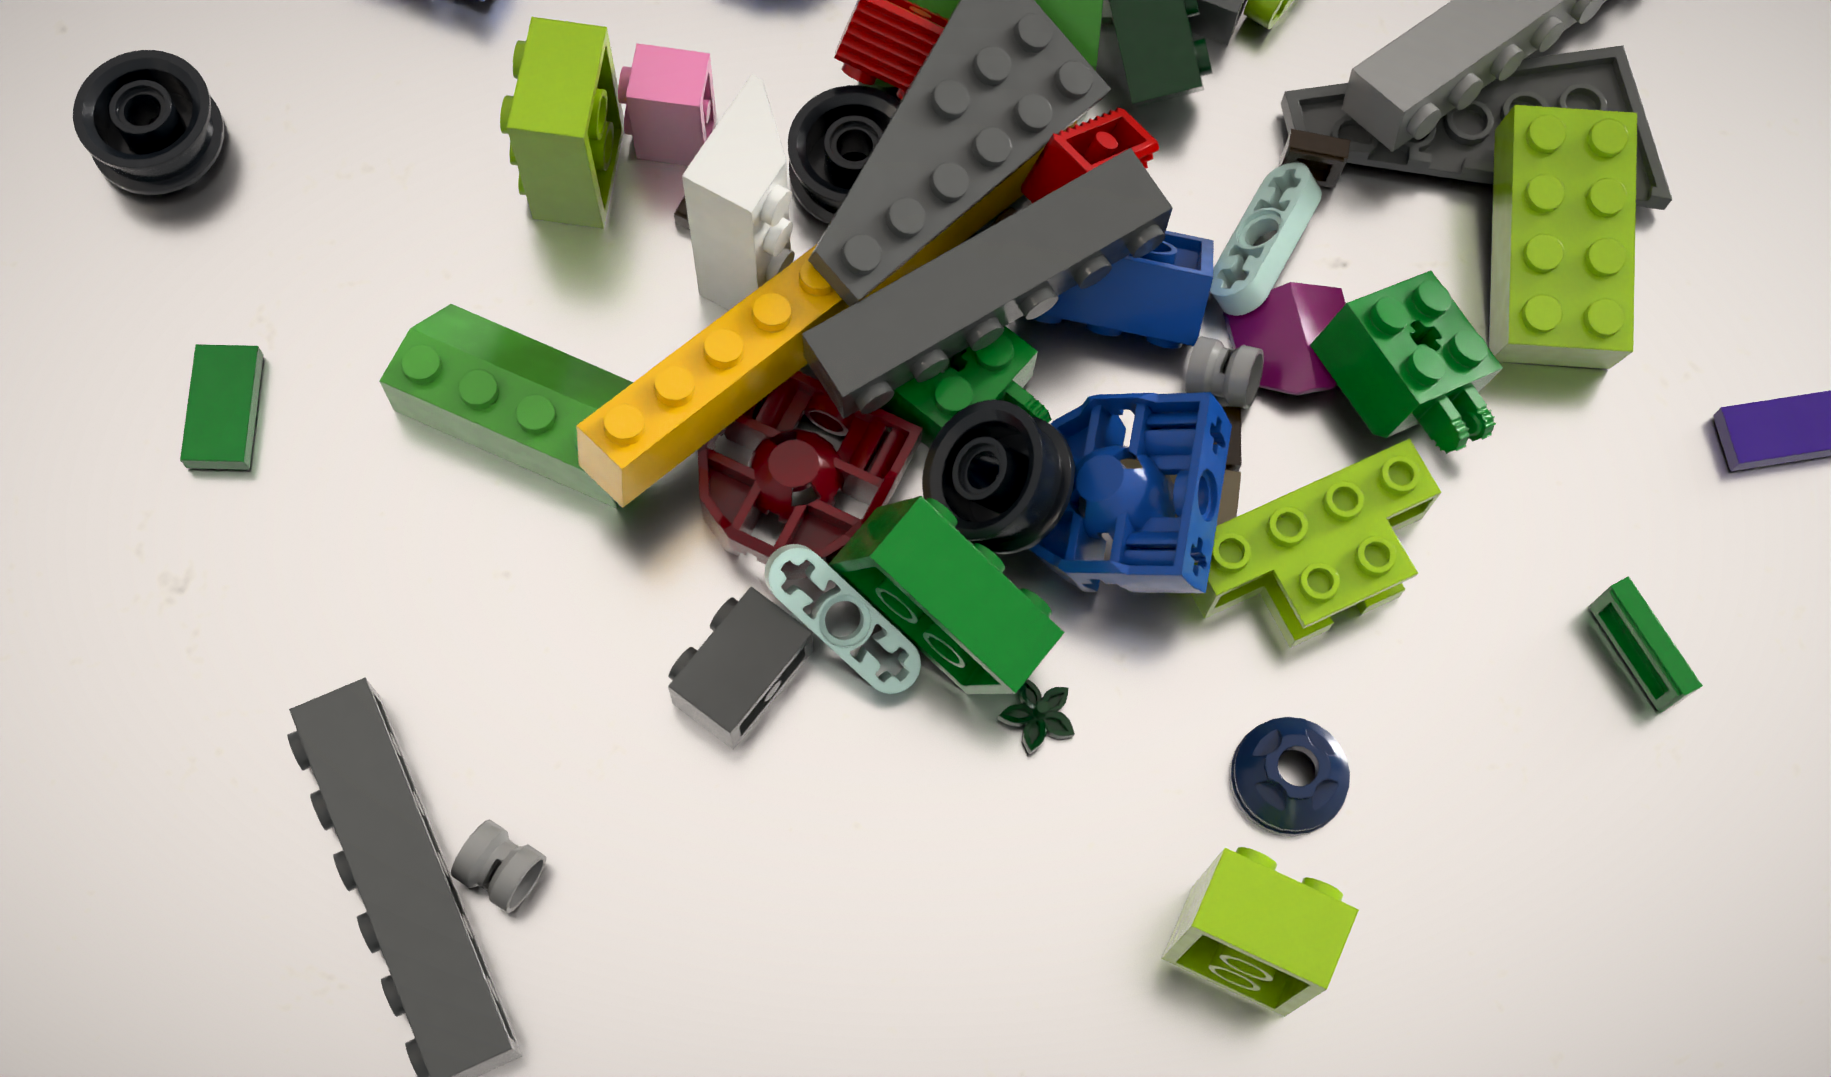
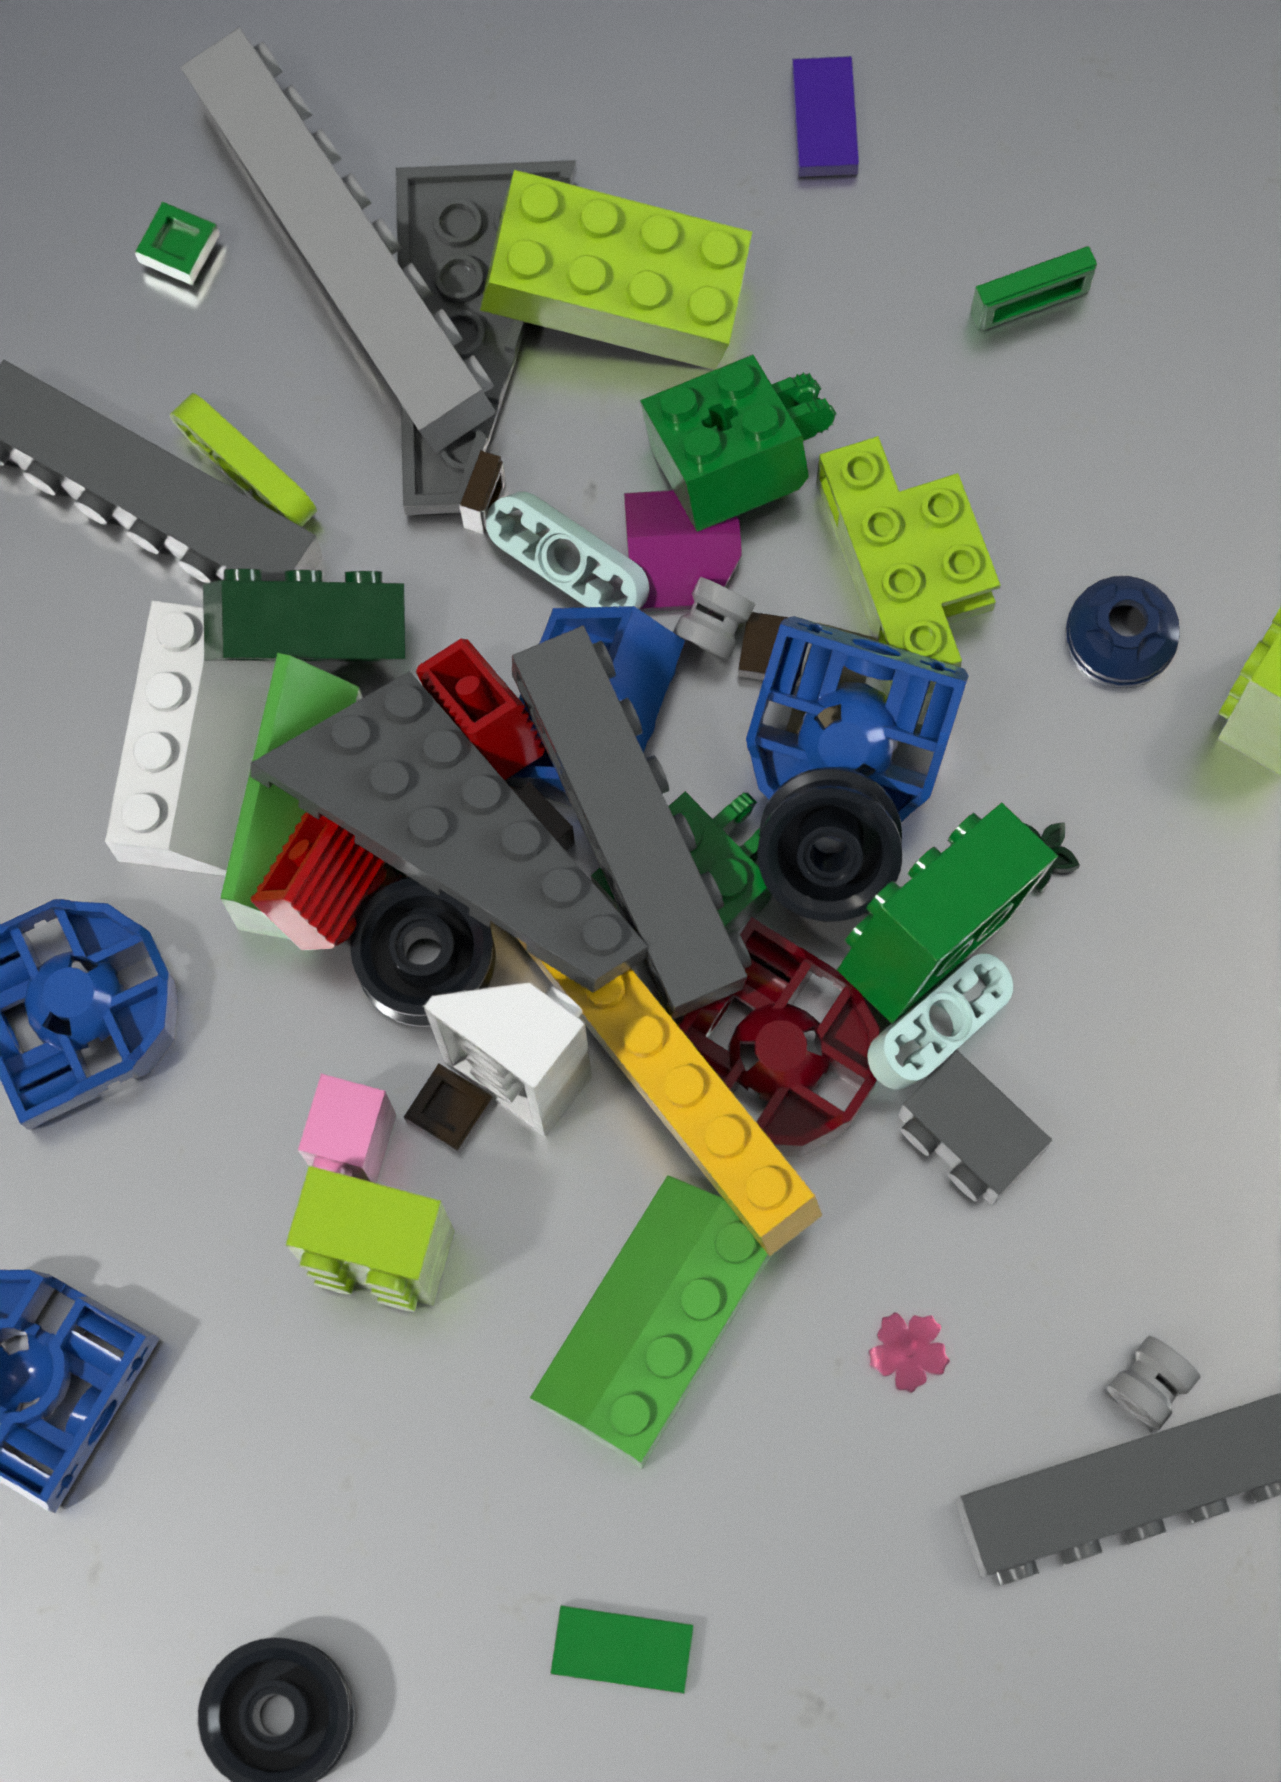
camera: 75 degrees left, 5 degrees up
(519, 635) = (908, 1351): none -> clear pink plant

